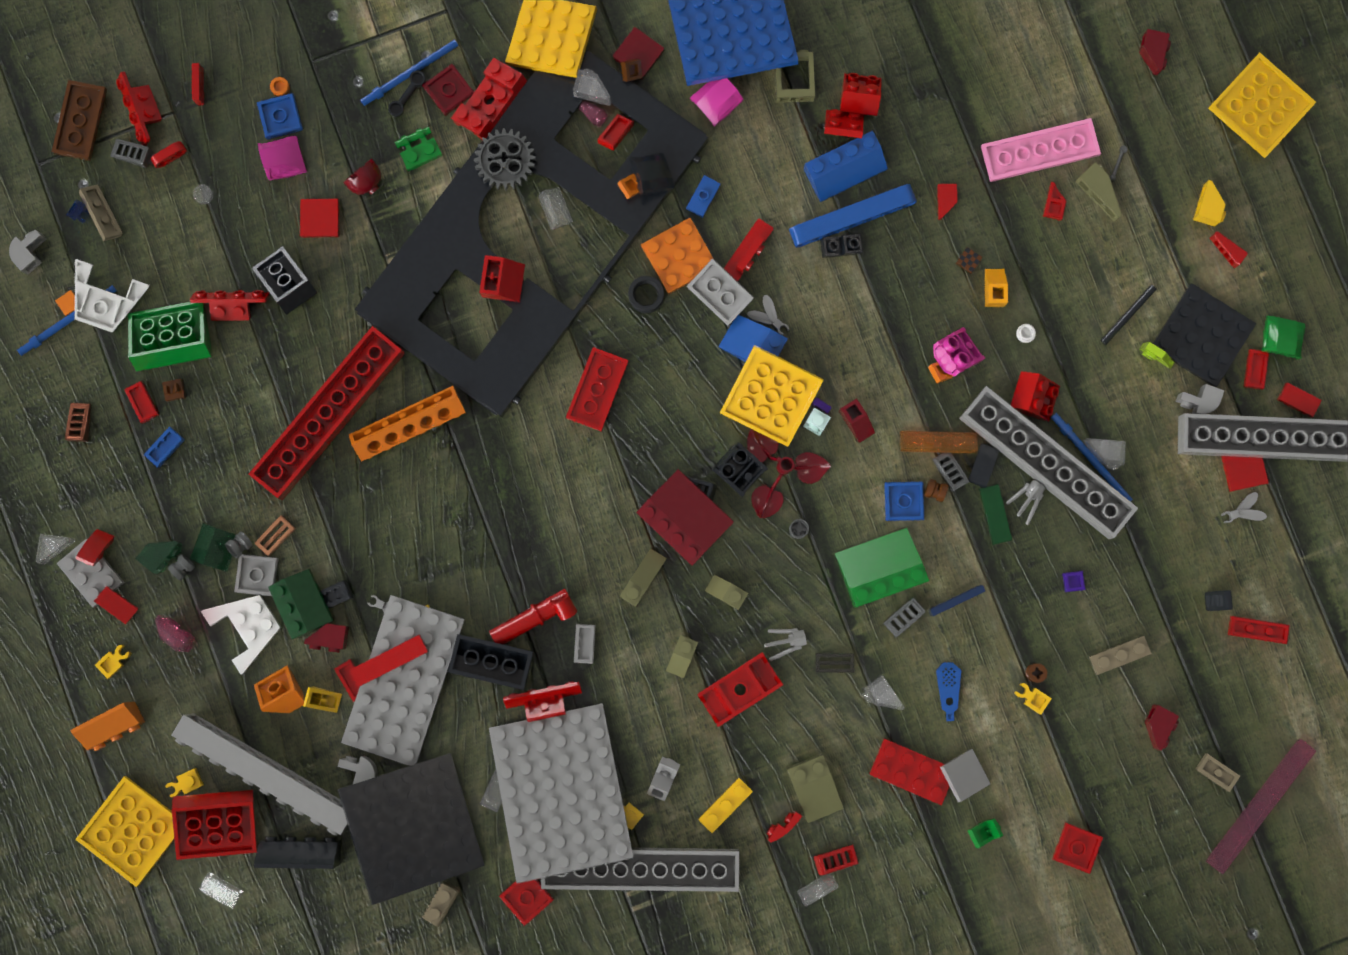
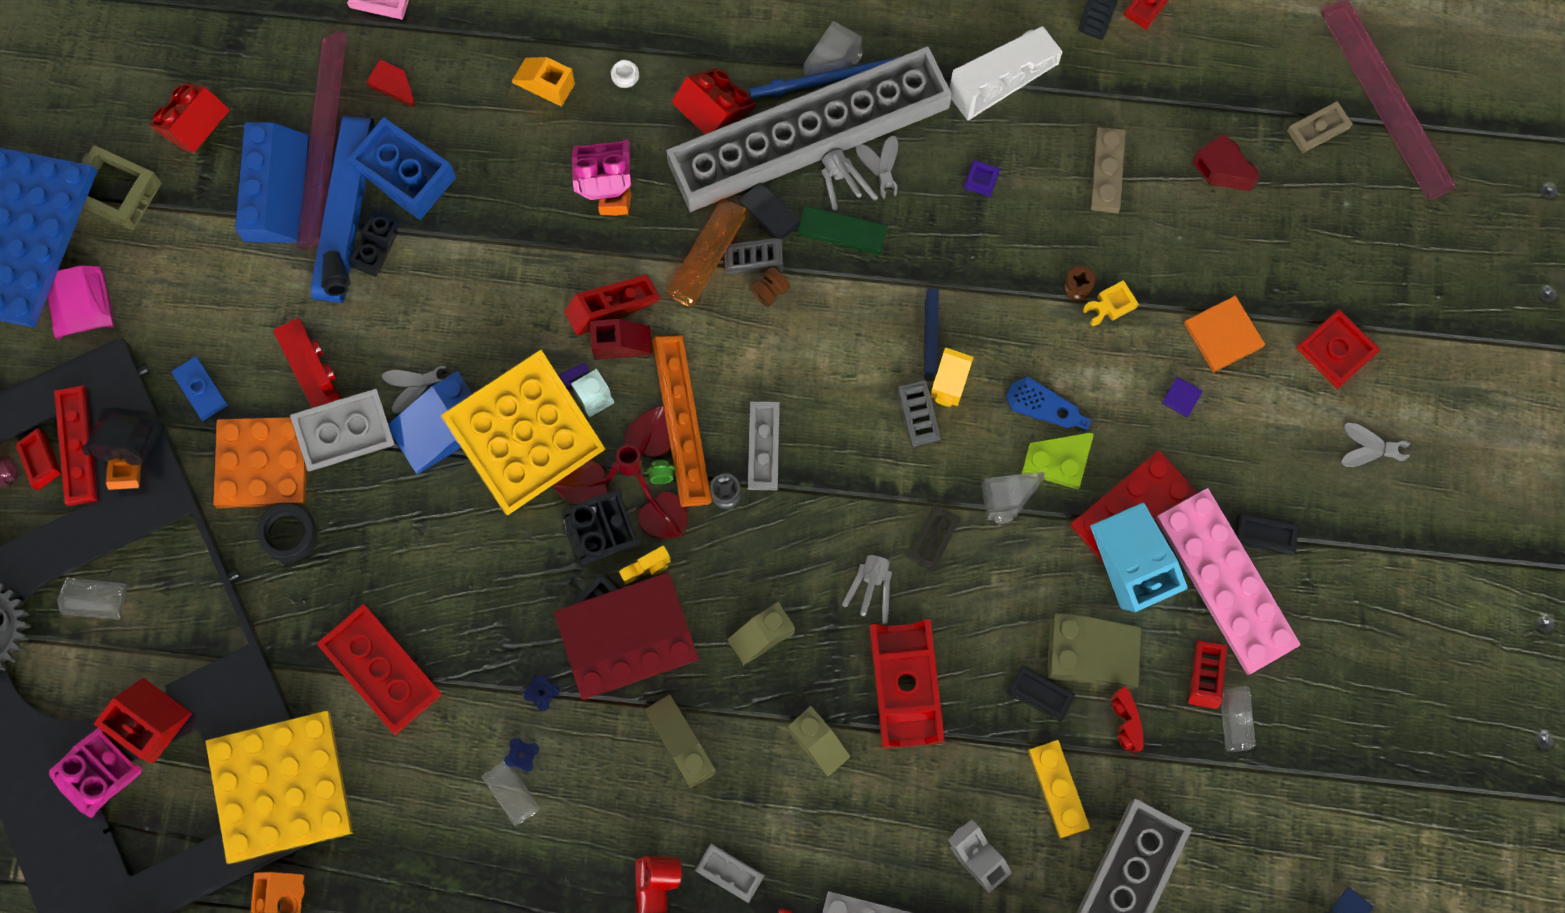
camera: 65 degrees left, 10 degrees down
(460, 269) = (93, 773): none -> dark pink slope
(504, 372) = (278, 787): none -> yellow plate
(567, 499) = (511, 793): none -> clear tile
(595, 496) = (513, 758): none -> clear blue plate
(630, 481) = (538, 684): none -> clear blue plate
(634, 147) = (73, 433): none -> red tile
(735, 510) = (652, 563): none -> yellow plate
(775, 769) = (1041, 693): none -> black tile
(791, 485) = (660, 472): none -> bright green plate
(807, 236) = (334, 274): none -> black cone
(828, 481) = (681, 421): none -> orange tile
(837, 536) = (763, 446): none -> light grey plate
(843, 123) = (214, 155): red plate -> none
(877, 403) = (610, 302): none -> red slope
(881, 567) = (836, 410): green slope -> none
(881, 787) = (1137, 559): none -> medium azure slope
(888, 178) = (321, 140): none -> clear pink tile
(894, 236) = (403, 168): none -> blue slope
(896, 846) = (1227, 581): none -> bright pink plate
(904, 501) = (762, 336): blue tile -> none
(920, 713) = (1060, 459): none -> lime wing
(934, 626) = (951, 377): none -> yellow slope
(938, 856) = (1267, 534): none -> black tile
(965, 775) = (1173, 442): light grey tile -> none
(969, 260) = (489, 95): tile -> none
(985, 832) = (1263, 454): green bracket -> none
(997, 767) = (1182, 397): none -> dark purple tile
(1026, 896) = (1373, 449): none -> light grey piece
(1049, 517) = (881, 166): none -> light grey piece
(1050, 775) = (1224, 334): none -> orange tile
(1149, 561) = (1003, 71): none -> white wedge

